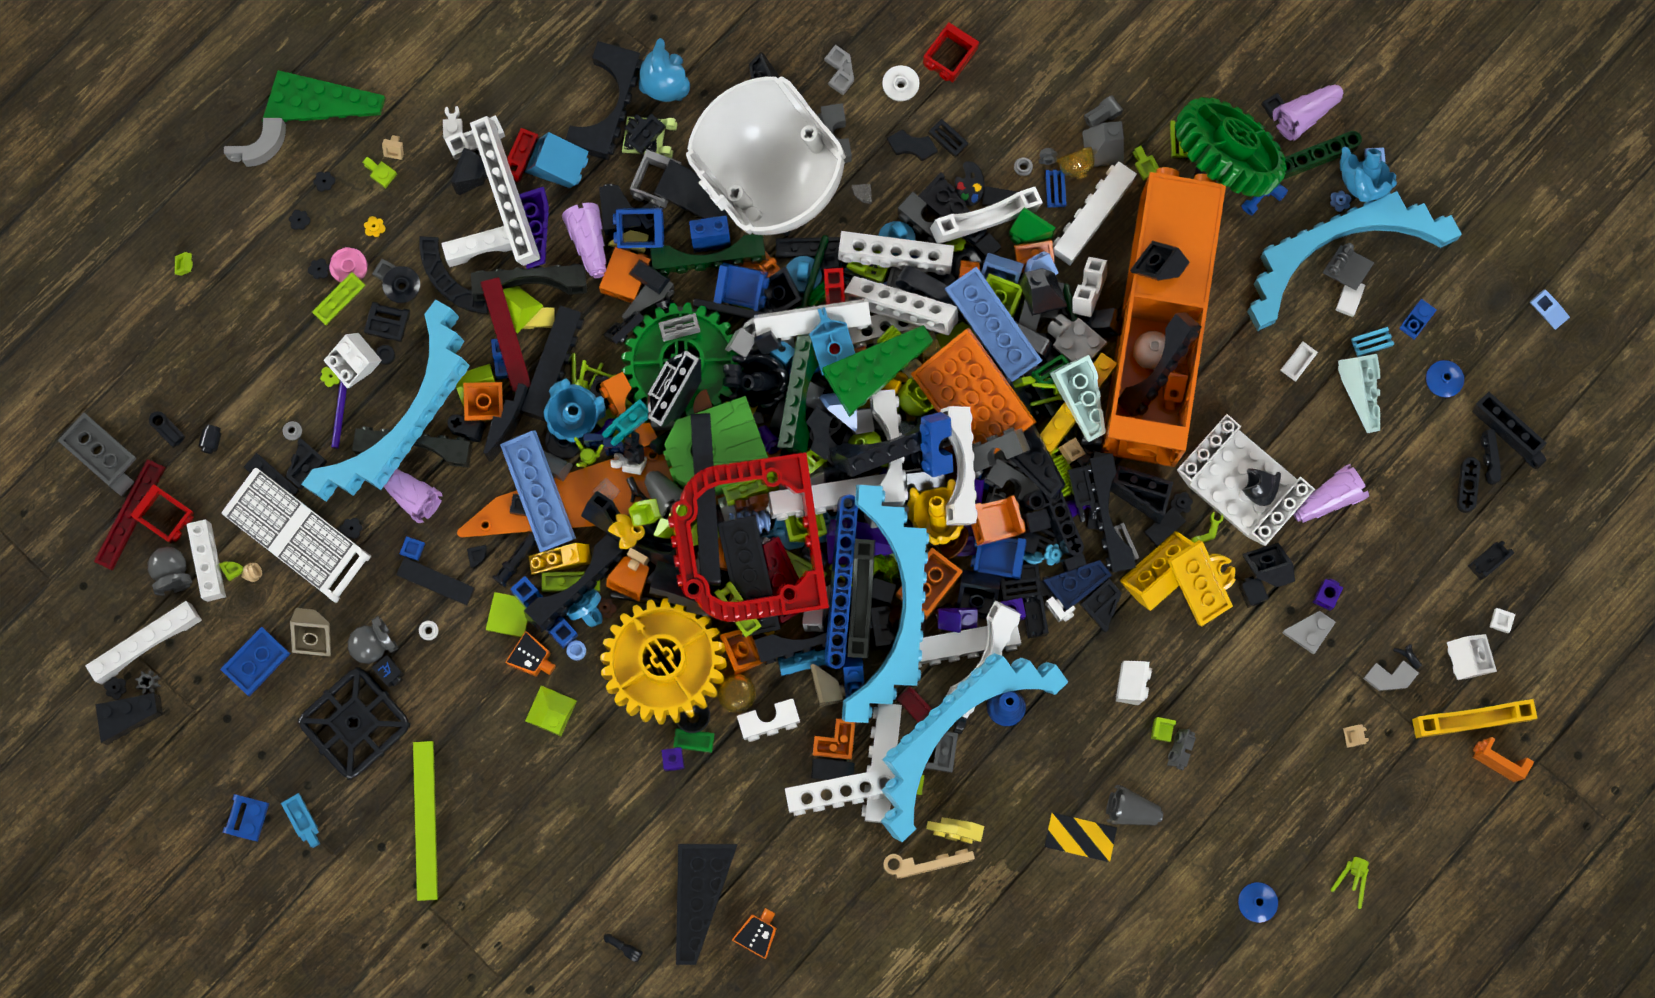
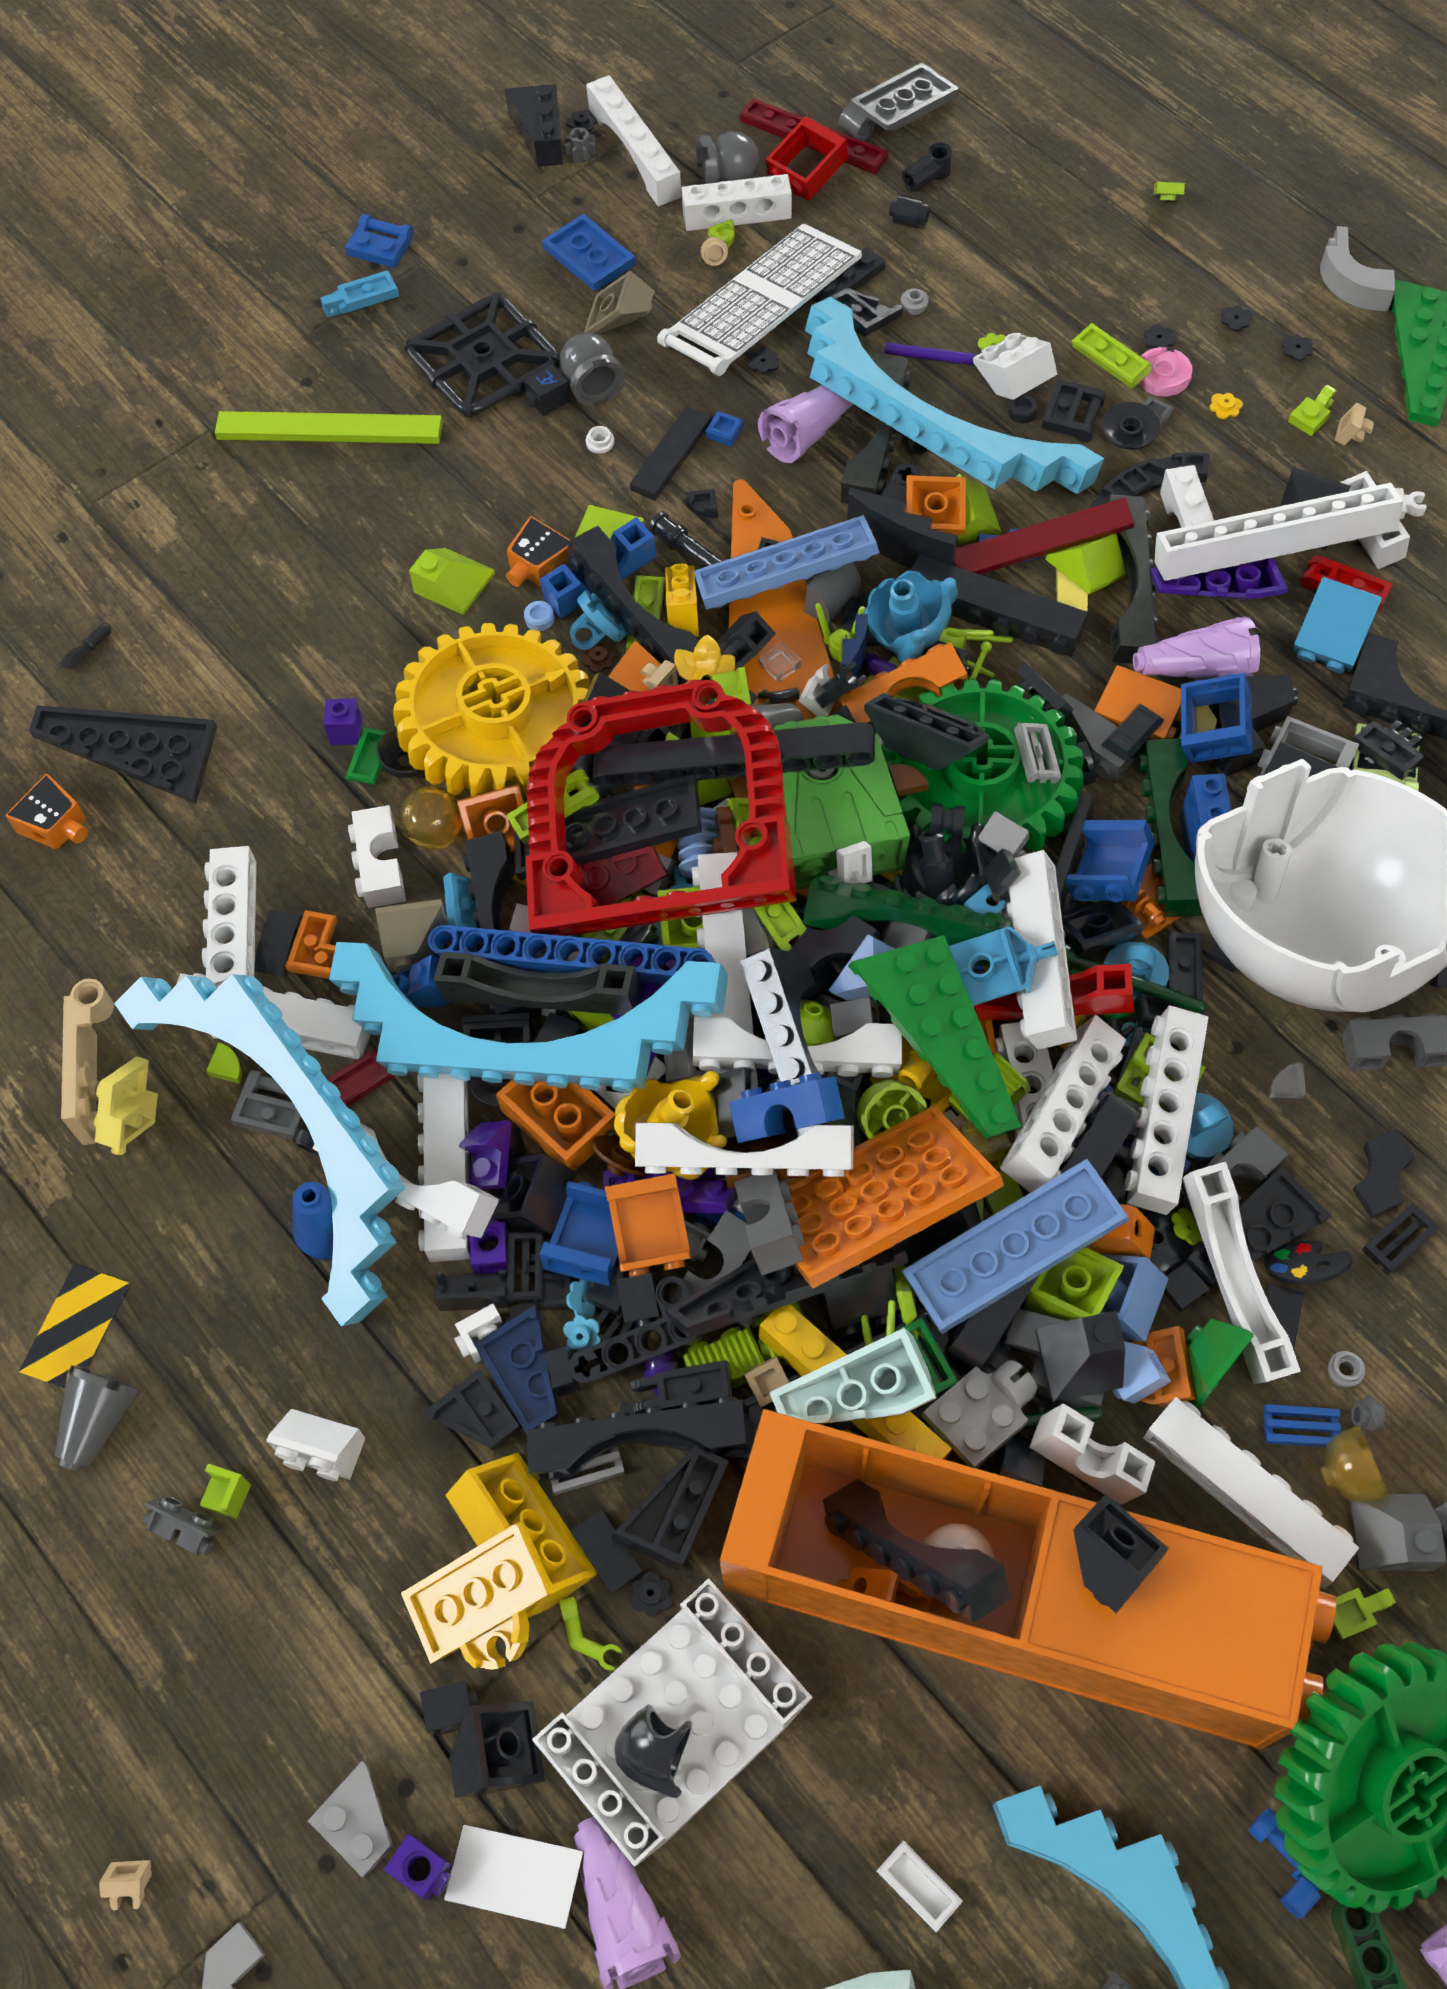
camera: 100 degrees right, 15 degrees down
(627, 422) = (879, 668): teal hinge -> none
(767, 428) = (854, 864): none -> white bracket
(1324, 548) = (514, 1876): none -> white sticker

